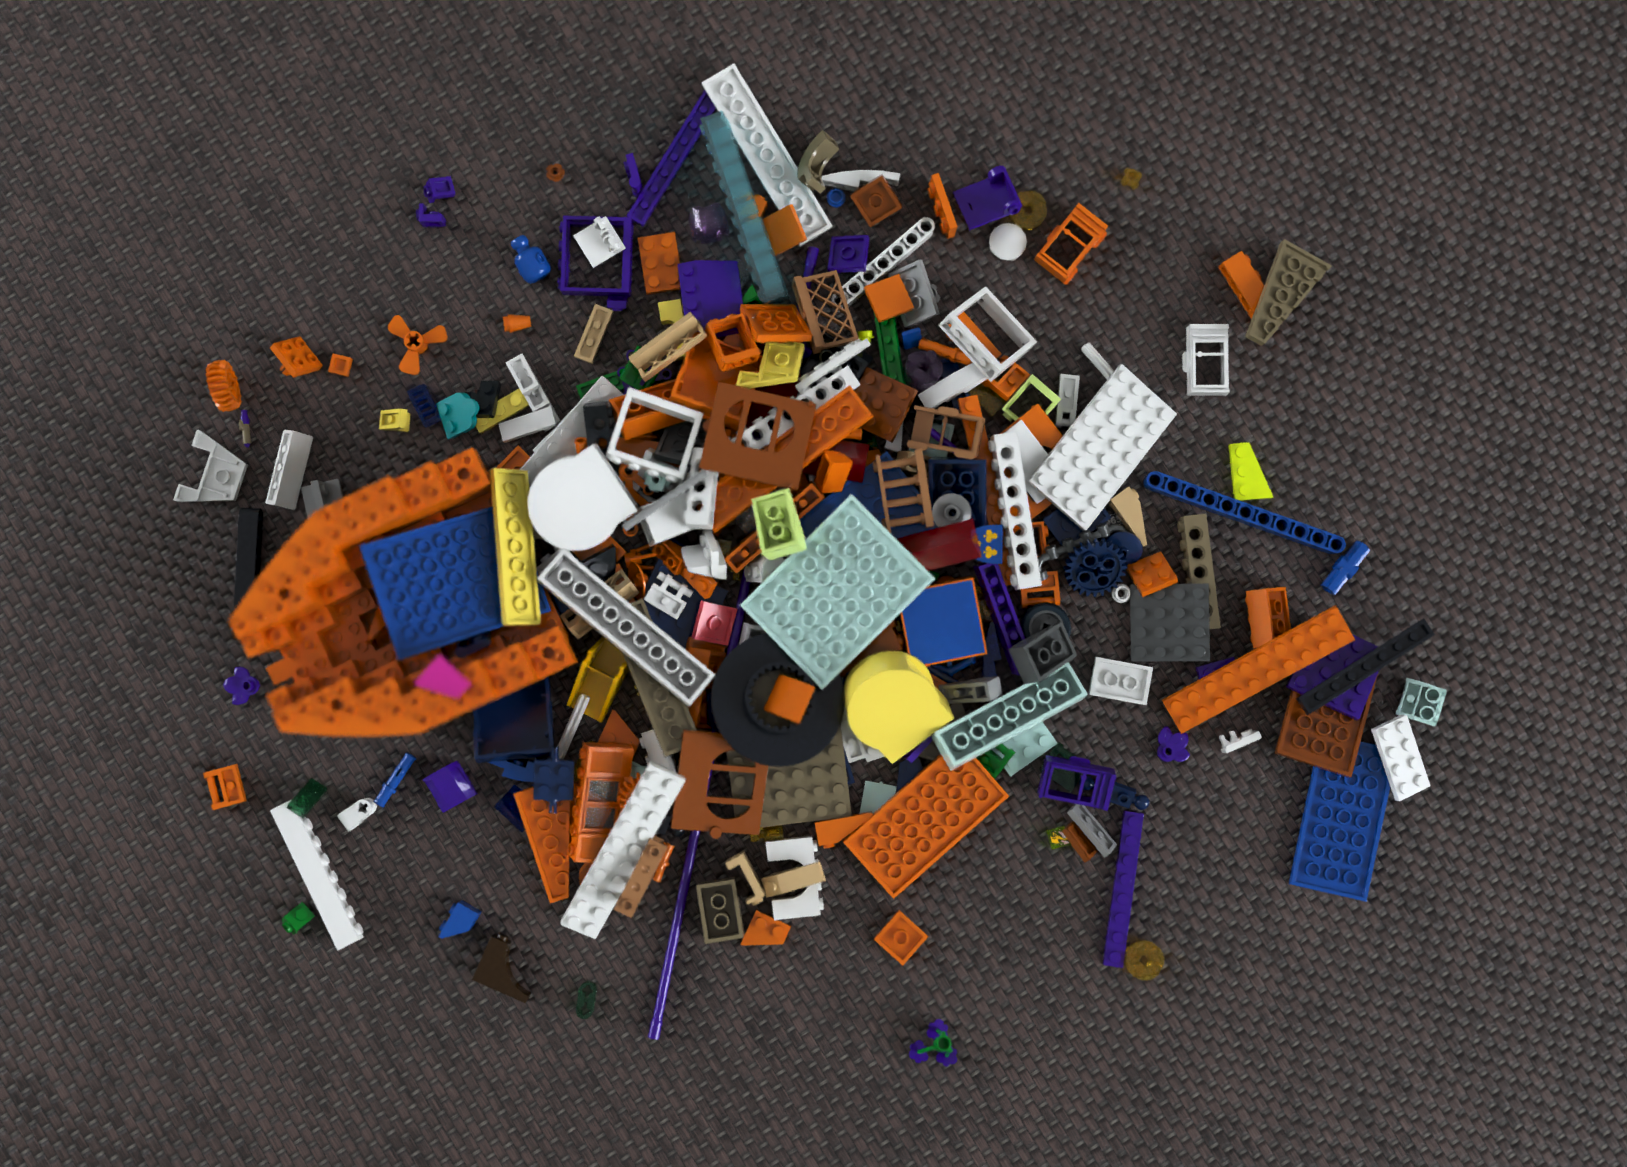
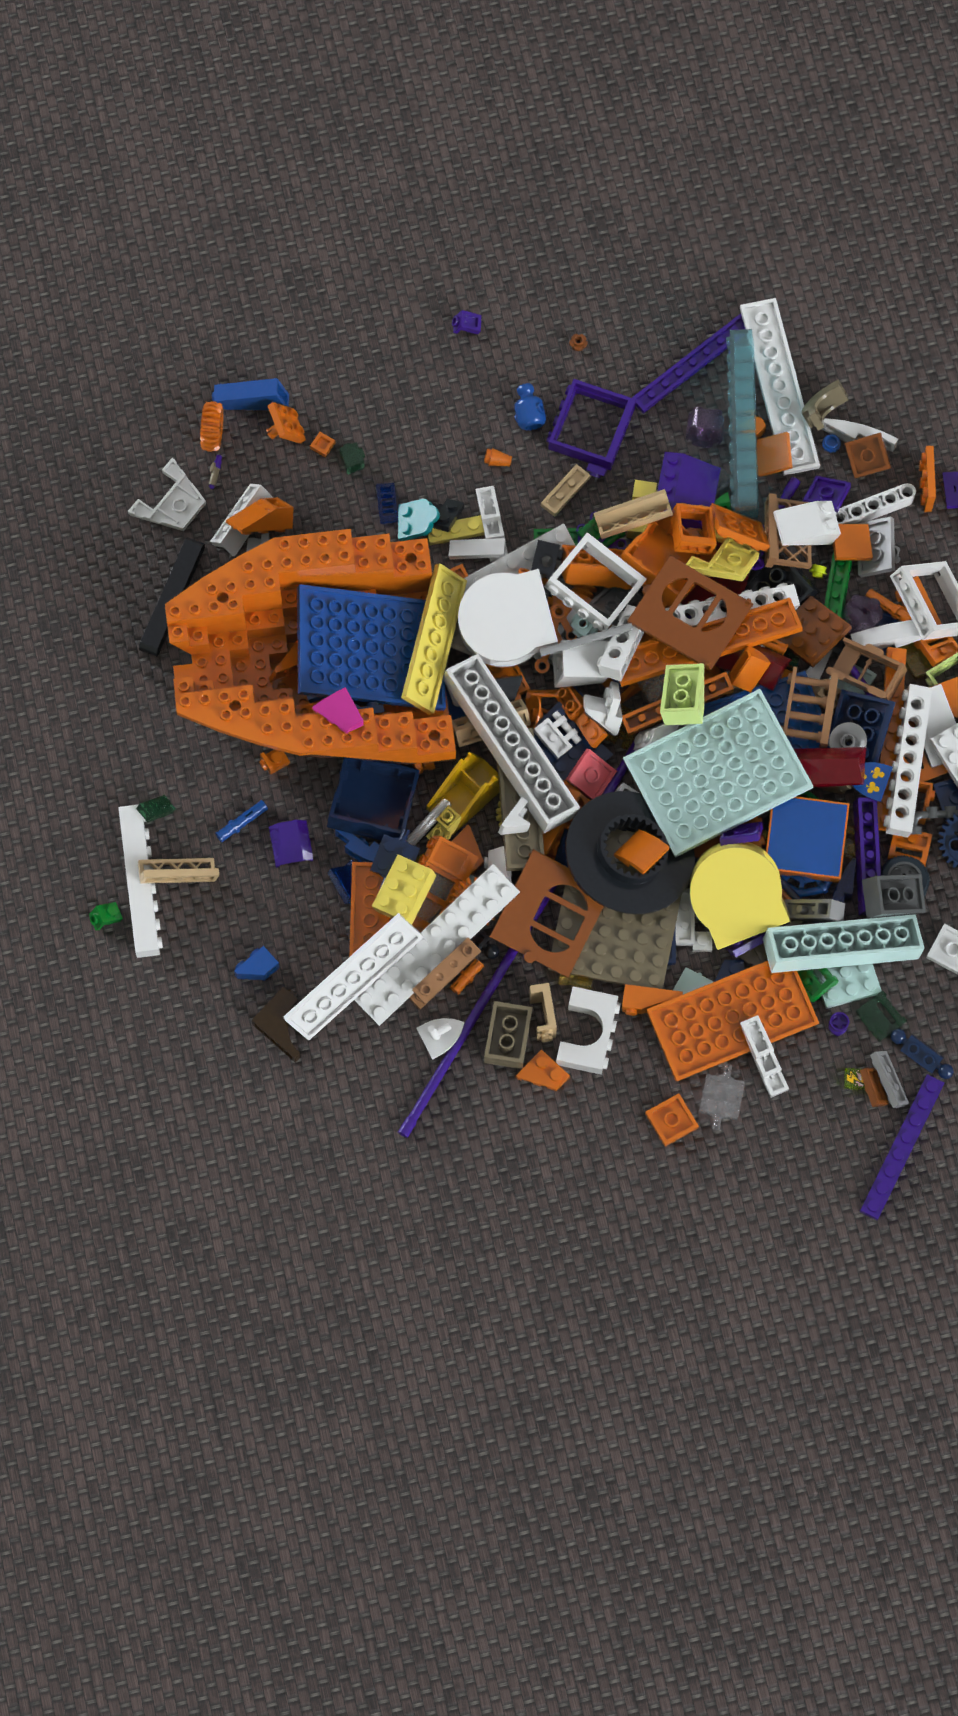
camera: 20 degrees right, 15 degrees down
(230, 784) = (87, 776): orange plate -> none
(238, 685) = (126, 693): dark purple plate -> none
(252, 338) = (250, 394): none -> blue slope
(305, 466) = (263, 516): none -> orange slope
(353, 859) = (176, 874): none -> tan fence
(355, 814) = (194, 840): white piece -> none
(374, 369) = (352, 457): none -> clear green brick
(395, 420) = (355, 506): light yellow slope -> none
(410, 363) = (388, 460): orange piece -> none
(433, 219) = (450, 346): dark purple bracket -> none
(554, 910) = (353, 976): none -> white plate
(572, 815) = (404, 889): none -> light yellow brick
(581, 1000) = (347, 1077): clear green beam -> none
(592, 722) = (446, 825): none -> light yellow slope
(599, 241) = (599, 410): white hinge -> none
(633, 175) = (650, 363): dark purple plate -> none
(655, 710) = (514, 821): none -> white slope
(656, 929) = (440, 1035): none -> white shield
(659, 262) = (648, 449): orange plate -> none
(792, 879) = (587, 1027): tan slope -> none
(832, 363) = (802, 570): white plate -> none
(841, 297) = (808, 524): none -> white slope
(882, 647) = (743, 833): none -> dark purple tile
(911, 338) = (861, 585): blue slope -> none
(940, 899) = (722, 1097): none -> clear plate
(941, 1044) = (678, 1220): dark purple plant -> none
(968, 848) = (764, 1056): none -> white slope
(1027, 790) = (838, 1019): none -> dark purple wheel
(1102, 788) = (910, 1040): dark purple piece -> none
(1153, 965) = (909, 1211): clear yellow plate -> none

